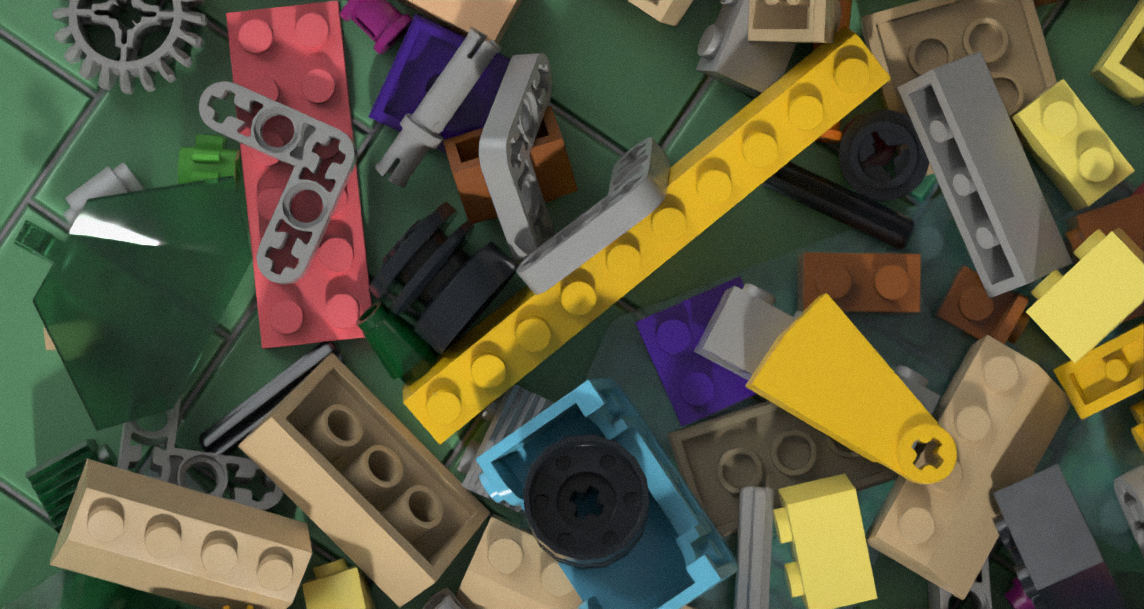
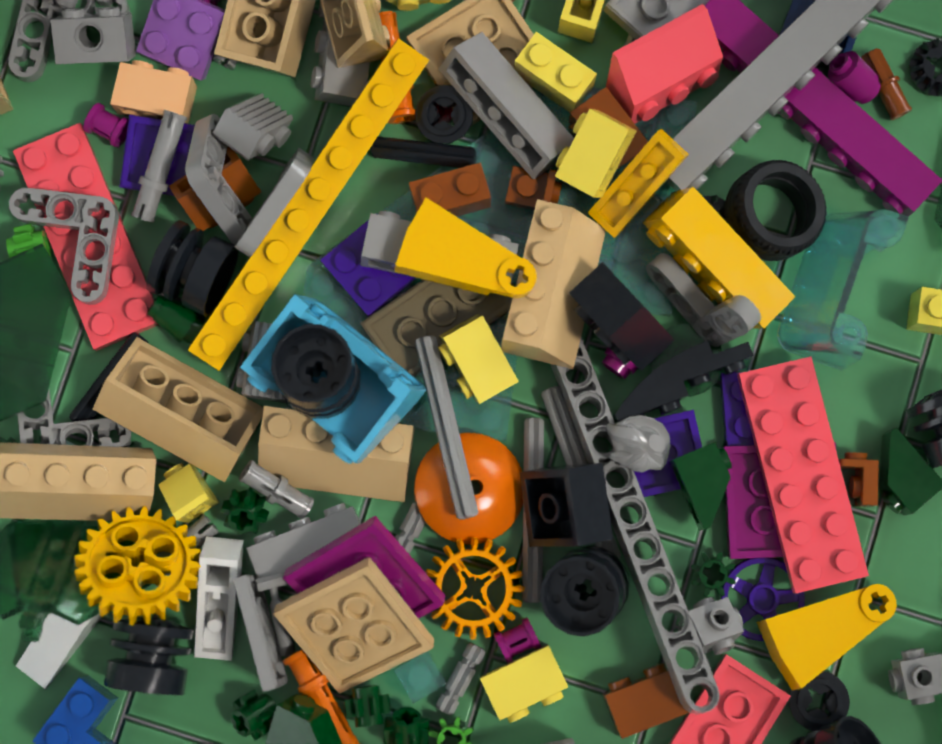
camera: 15 degrees left, 5 degrees down
(596, 91) = (253, 126): none -> light grey brick

